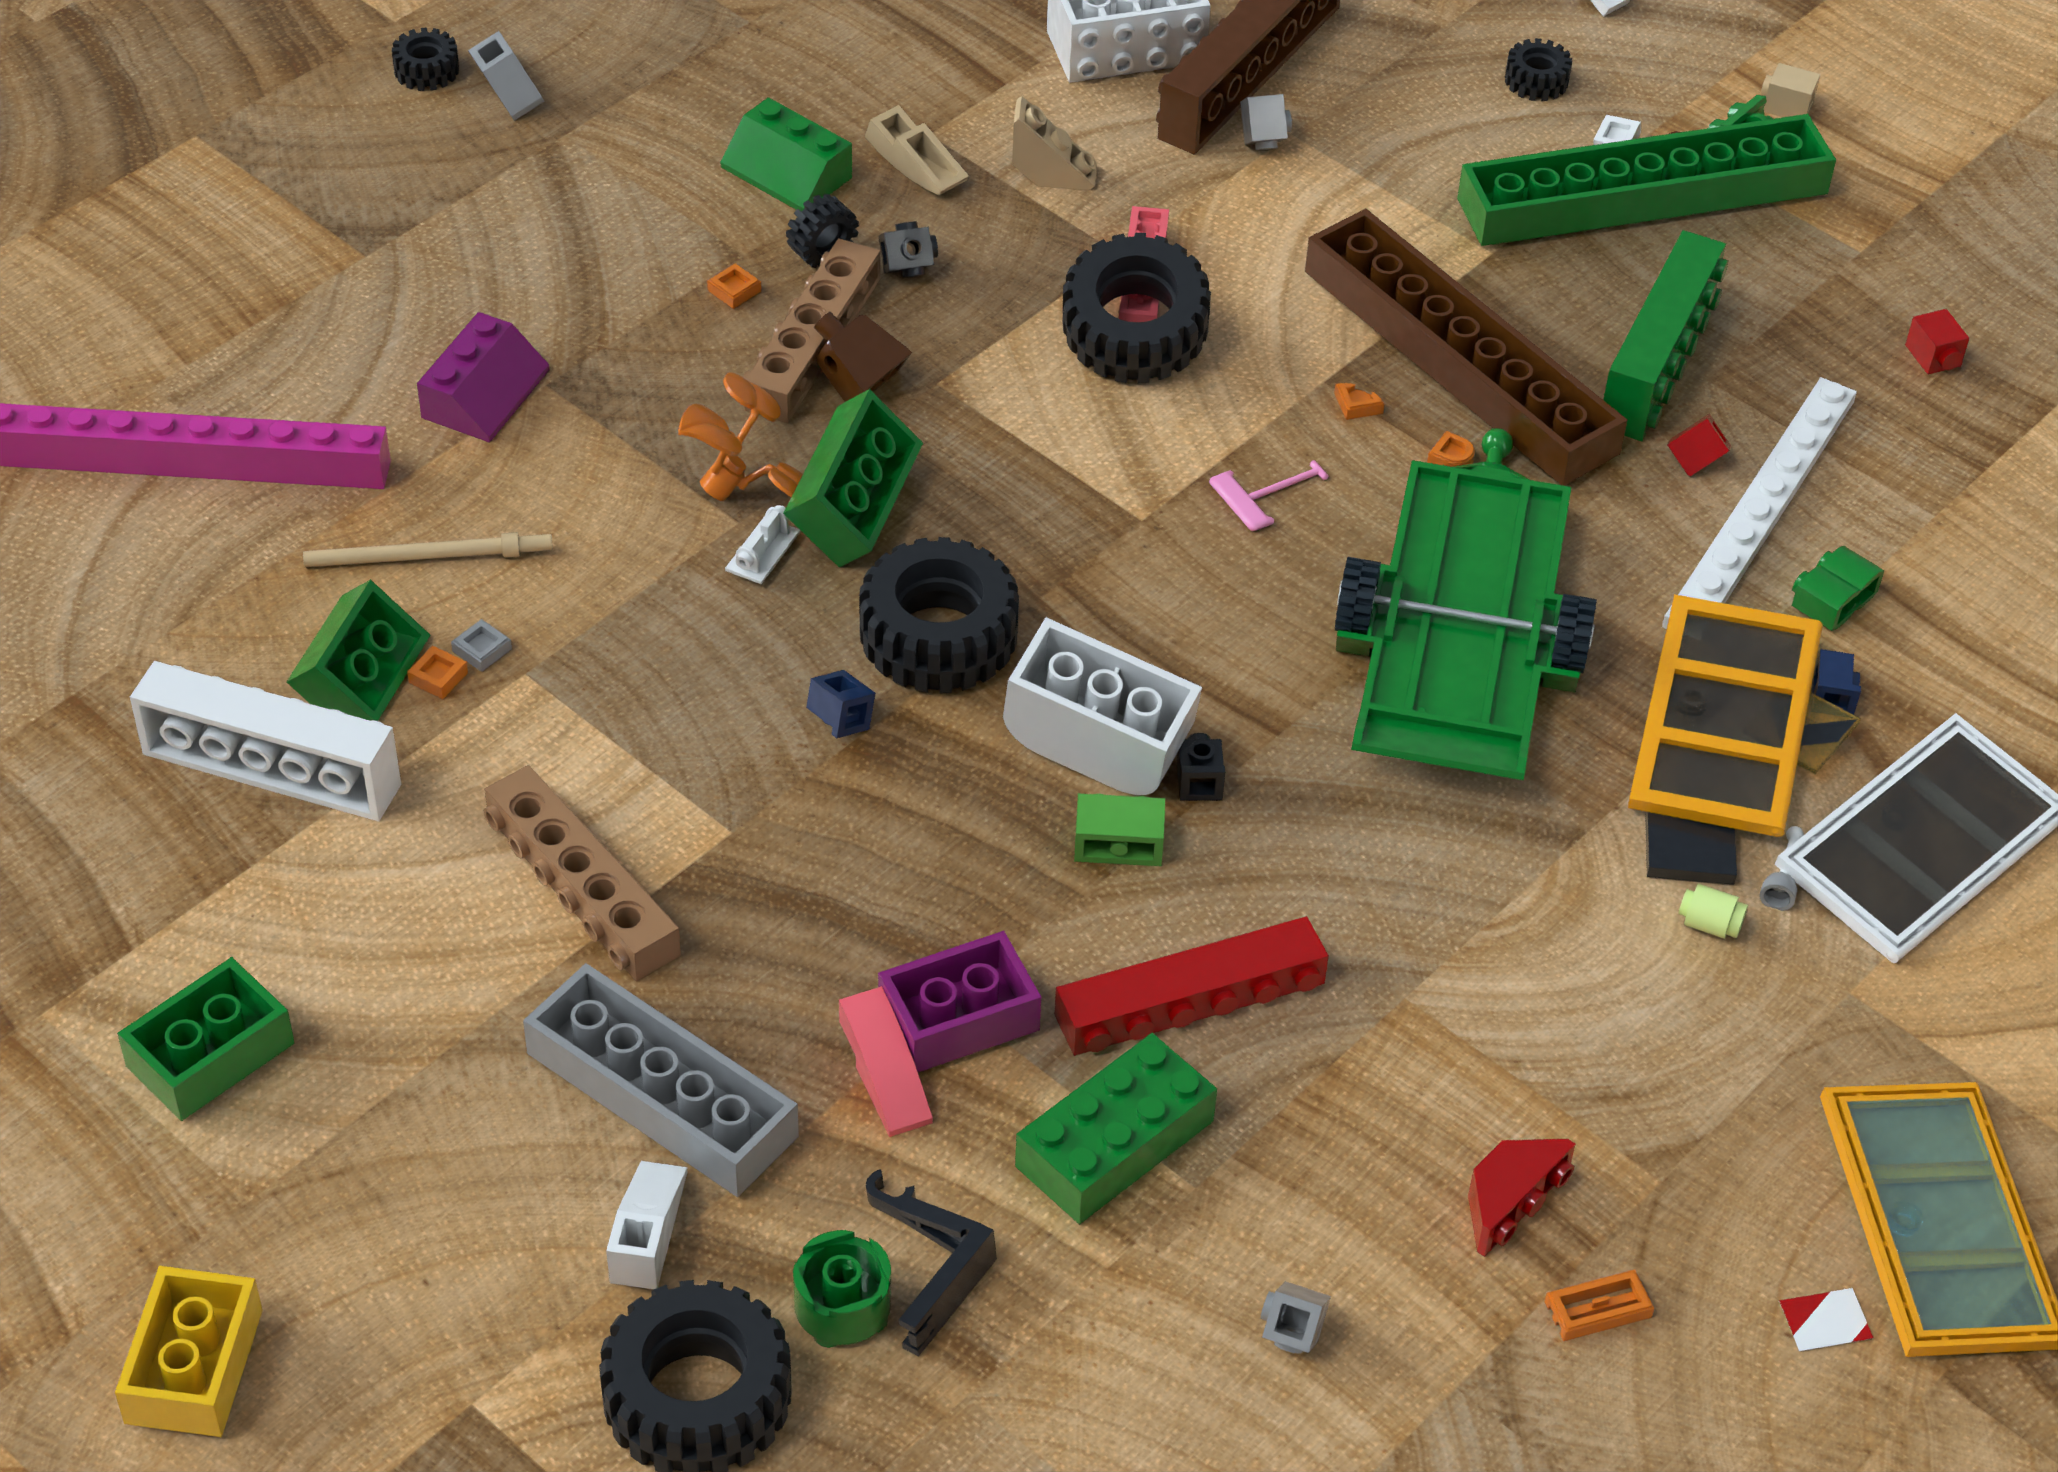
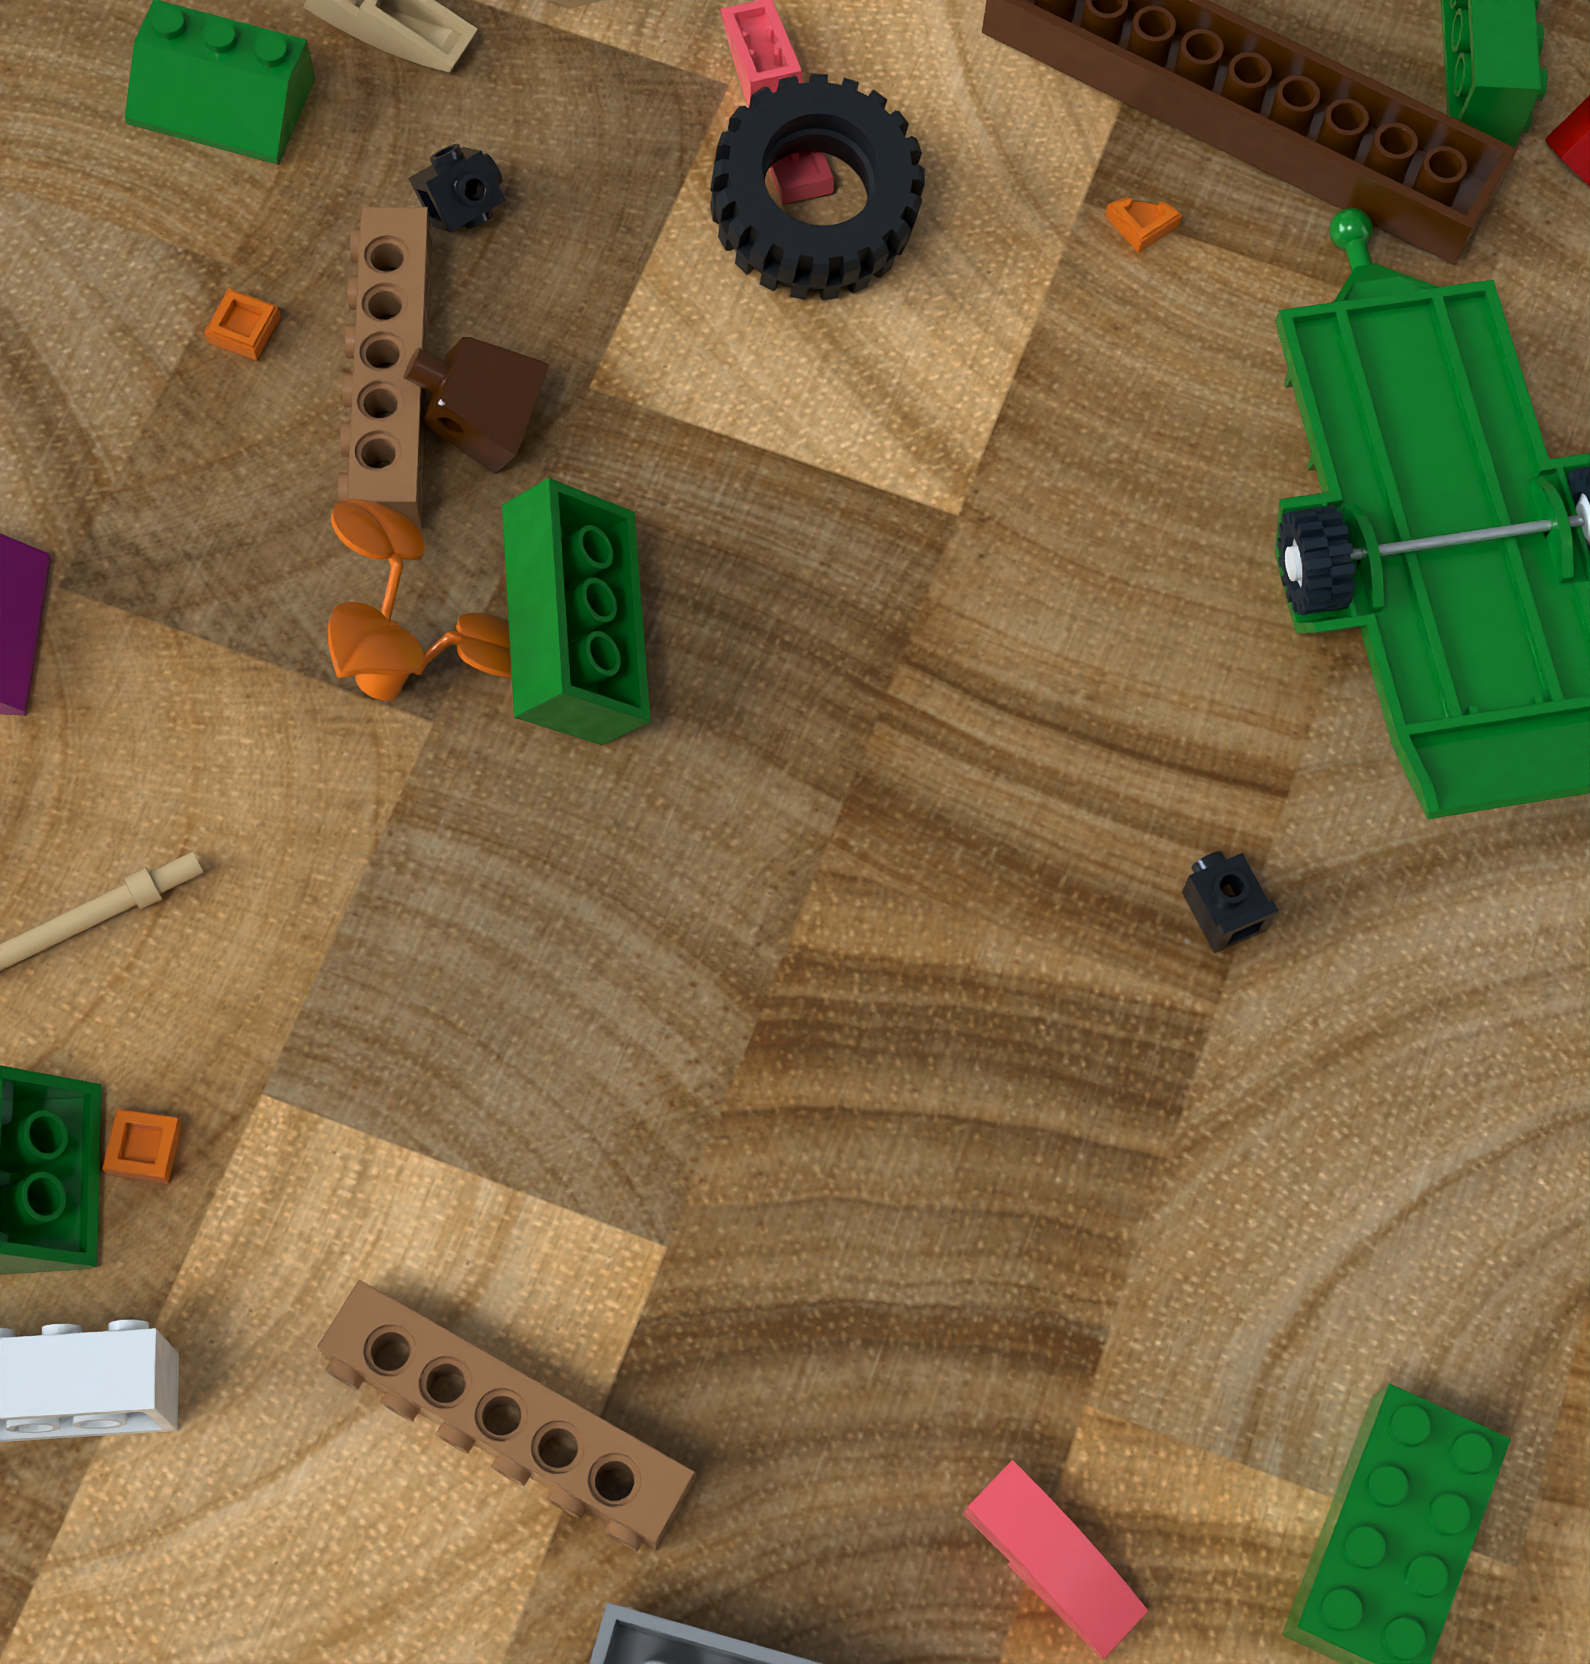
camera: 25 degrees left, 20 degrees up
(481, 645) = (181, 1074): light grey tile -> none
(764, 546) = (491, 760): white hinge -> none
(820, 227) = (330, 199): black tyre -> none
(841, 702) = (721, 984): dark blue brick -> none
(938, 652) = (805, 725): black tyre -> none
(962, 1000) = (1114, 1423): magenta brick -> none
(1098, 709) = (1093, 885): white brick -> none
(1119, 829) = (1174, 1043): bright green brick -> none
(1190, 986) = (1379, 1263): red brick -> none
(1243, 503) = (1071, 437): bright pink piece -> none
(1452, 451) = (1298, 262): orange tile -> none

